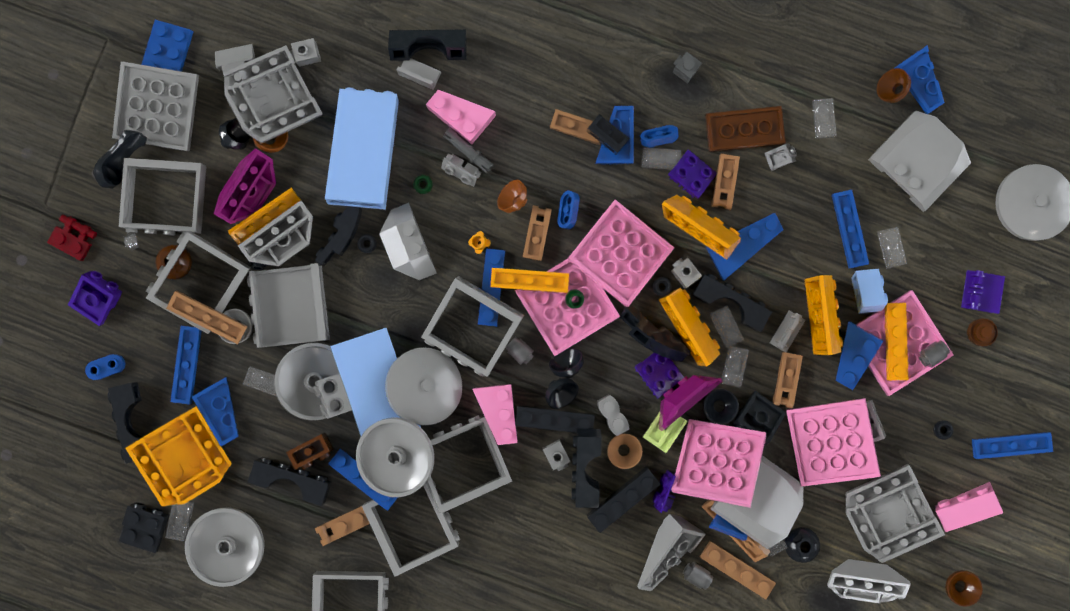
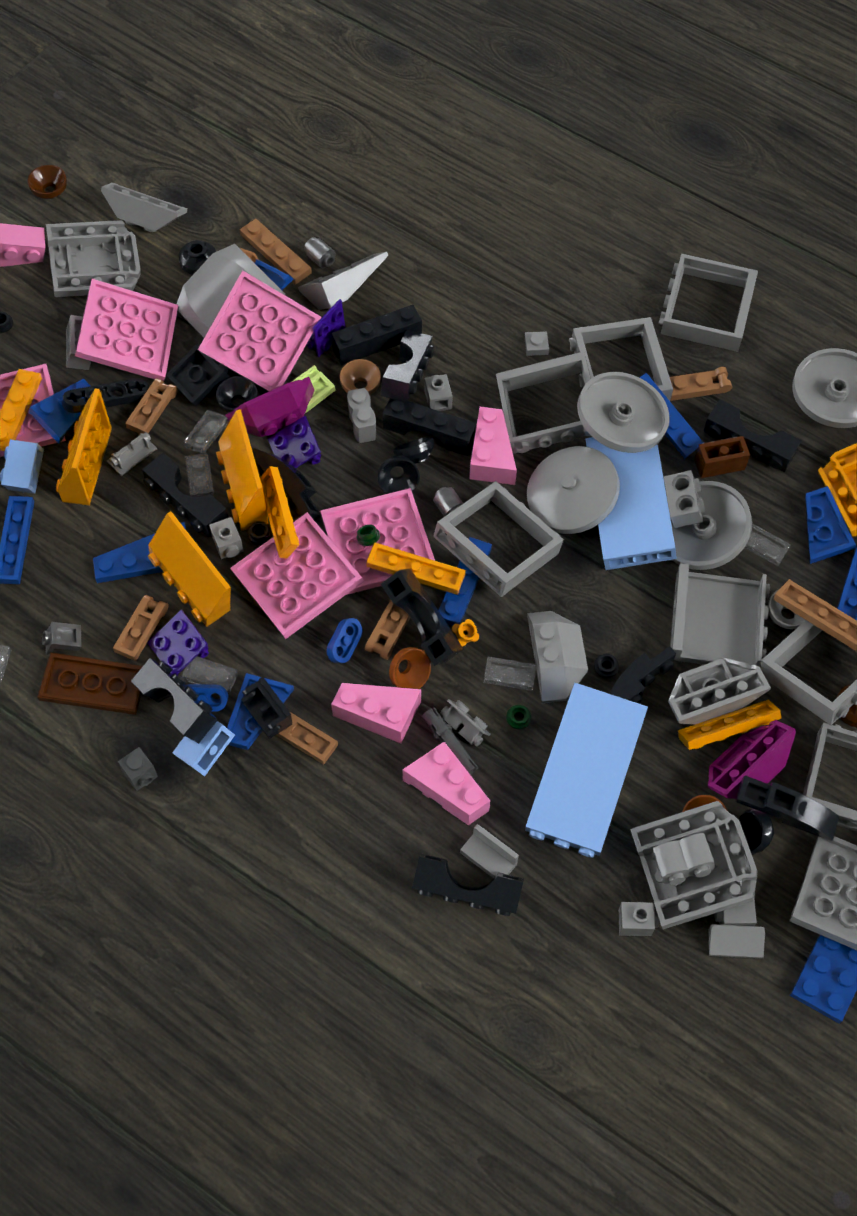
camera: 165 degrees left, 25 degrees down
(211, 151) = (788, 805): none -> black slope
(278, 94) = (684, 859): none -> light grey brick
(437, 216) = (510, 673): none -> clear plate
(487, 531) = (536, 343): none -> light grey plate
(496, 225) = (436, 635): none -> black arch
(527, 159) = (377, 708): none -> bright pink wedge
(645, 96) = (204, 755): none -> light blue brick
(650, 297) = (279, 513): none -> light orange plate
(659, 106) = (190, 715): none -> arch
(829, 377) = (124, 387): none -> black beam

